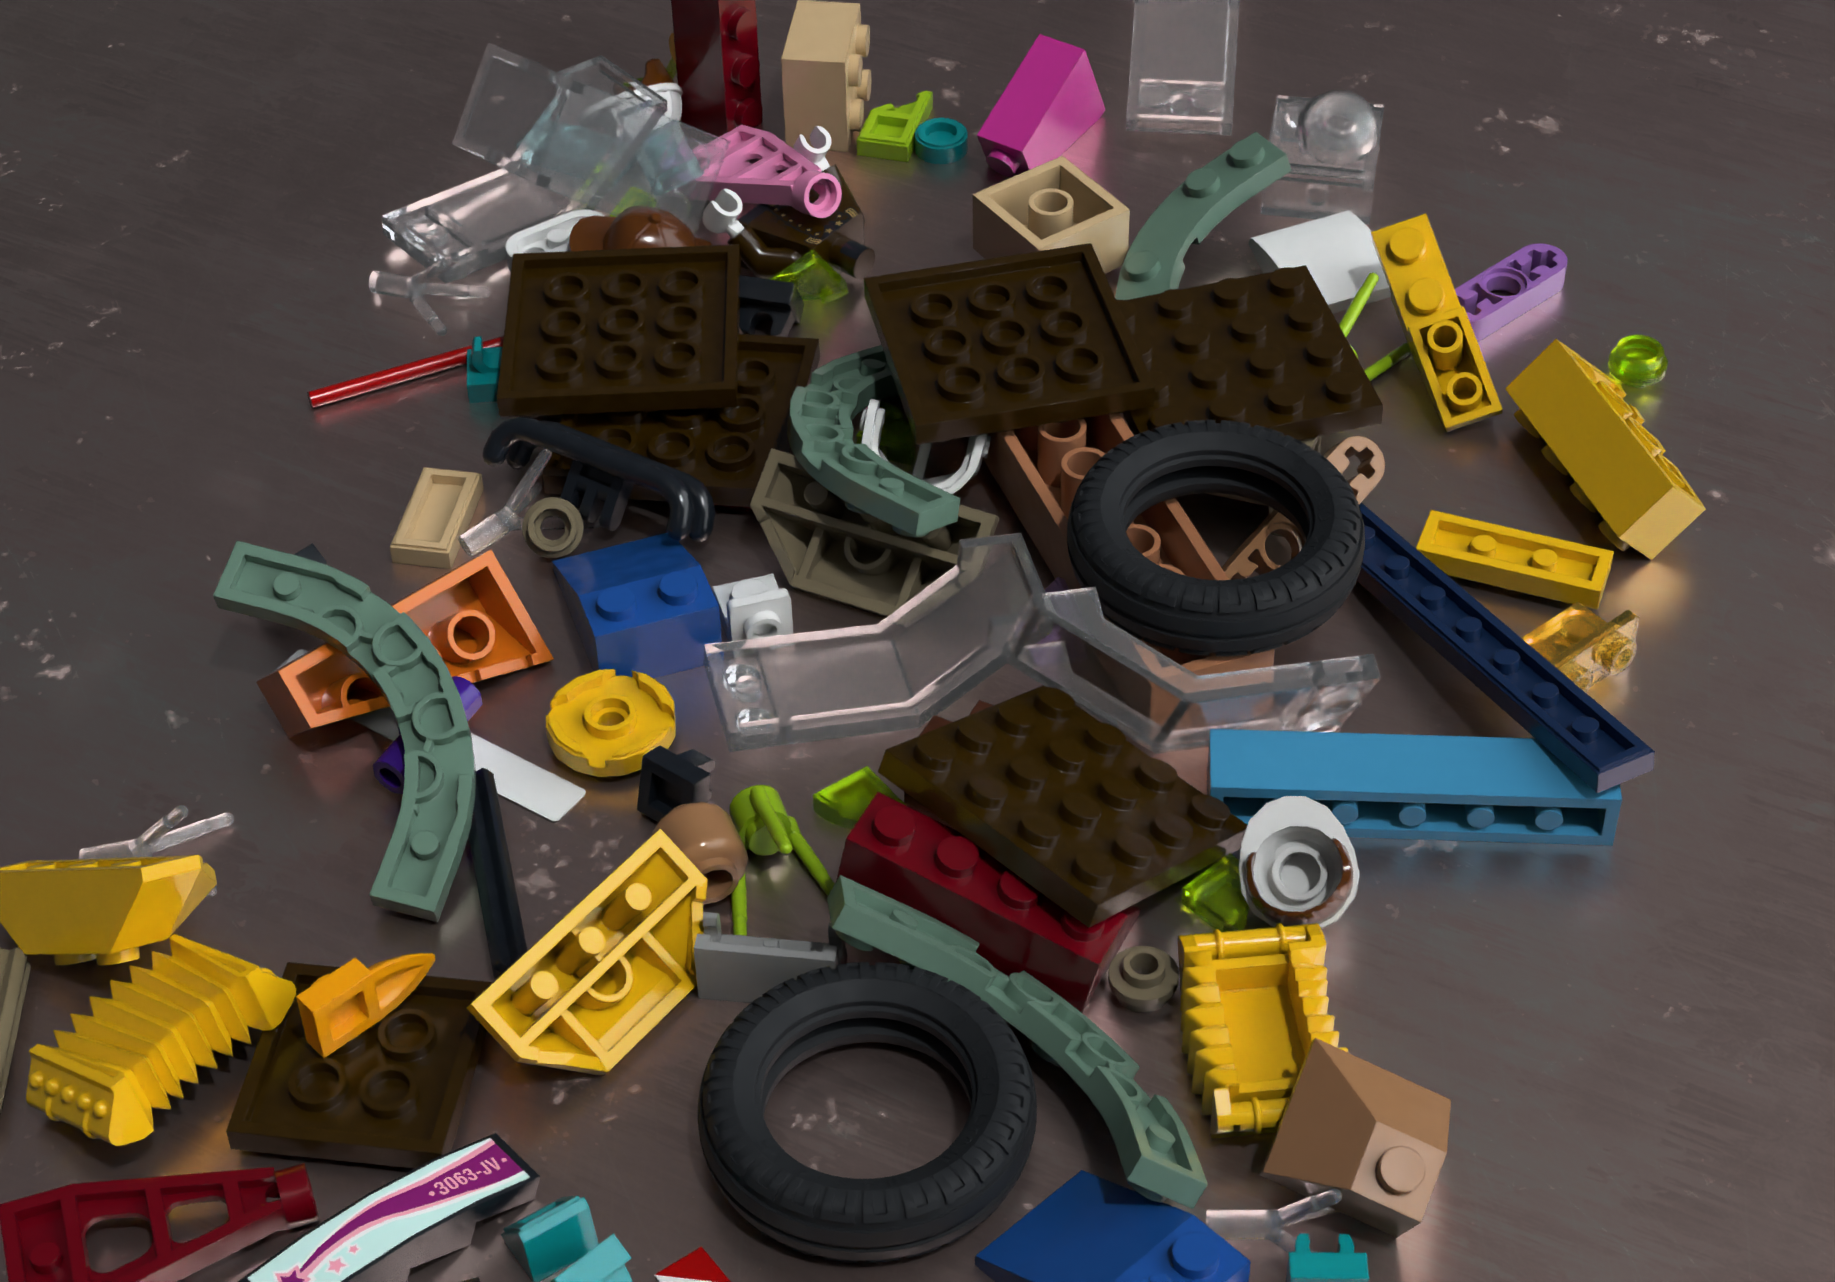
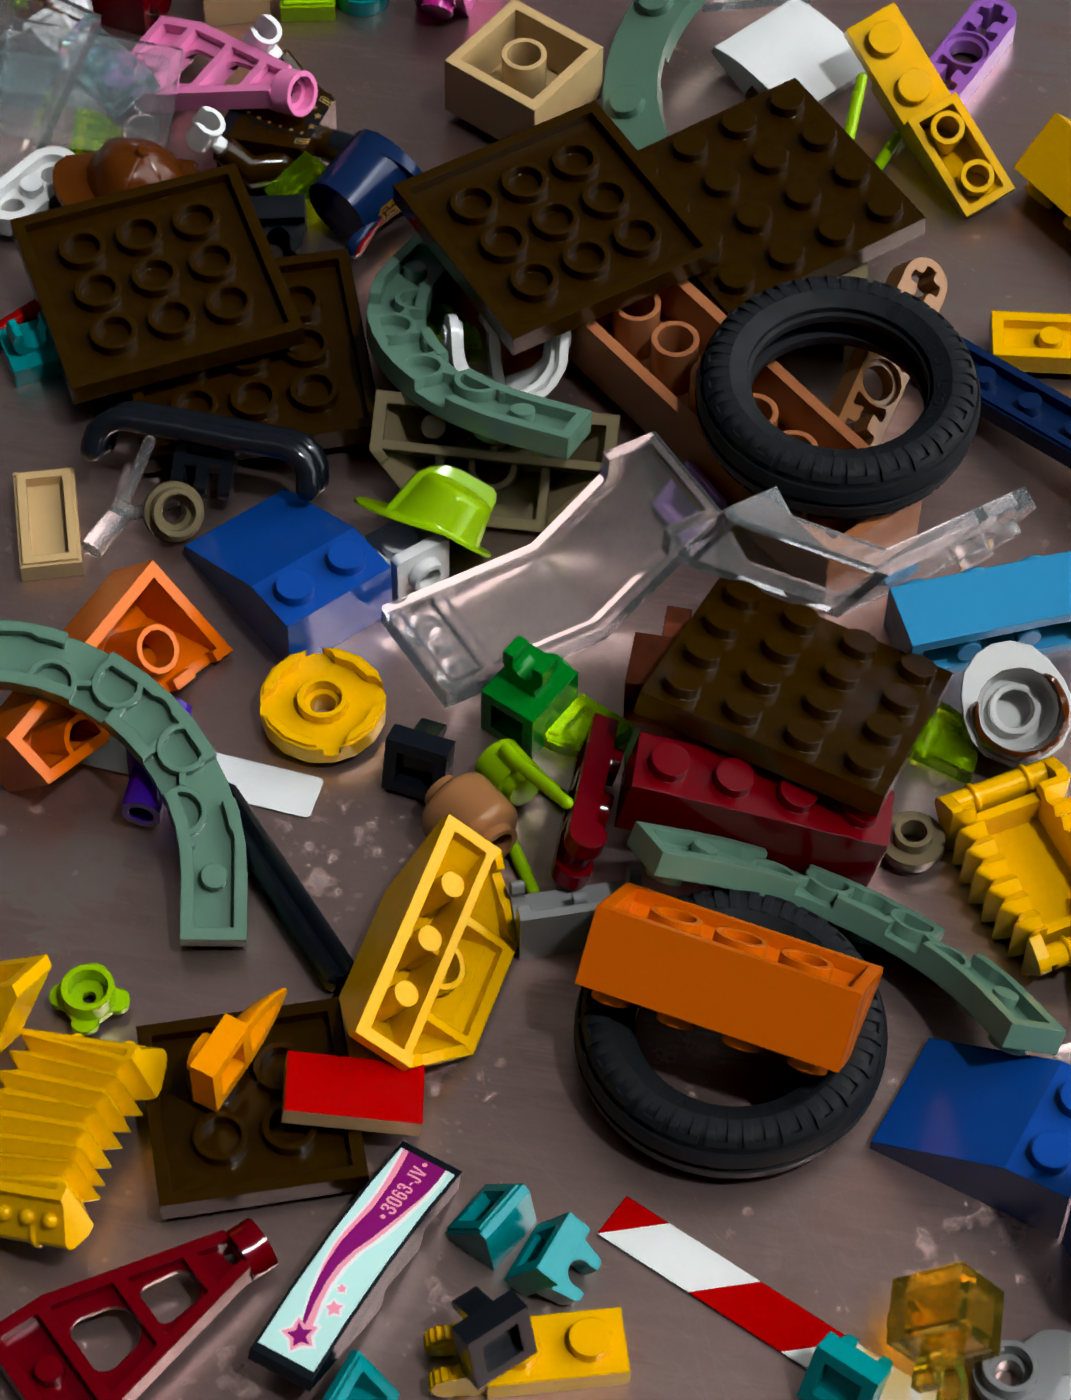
camera: 20 degrees left, 10 degrees up
(264, 928) = (84, 982): none -> lime plate
(457, 1071) = (352, 1094): none -> red tile
(801, 565) = (442, 502): none -> lime piece
(807, 751) = (527, 695): none -> green brick
(811, 864) = (583, 826): none -> dark red plate
(837, 291) = (357, 188): none -> dark blue hat
(864, 1042) = (727, 978): none -> orange slope

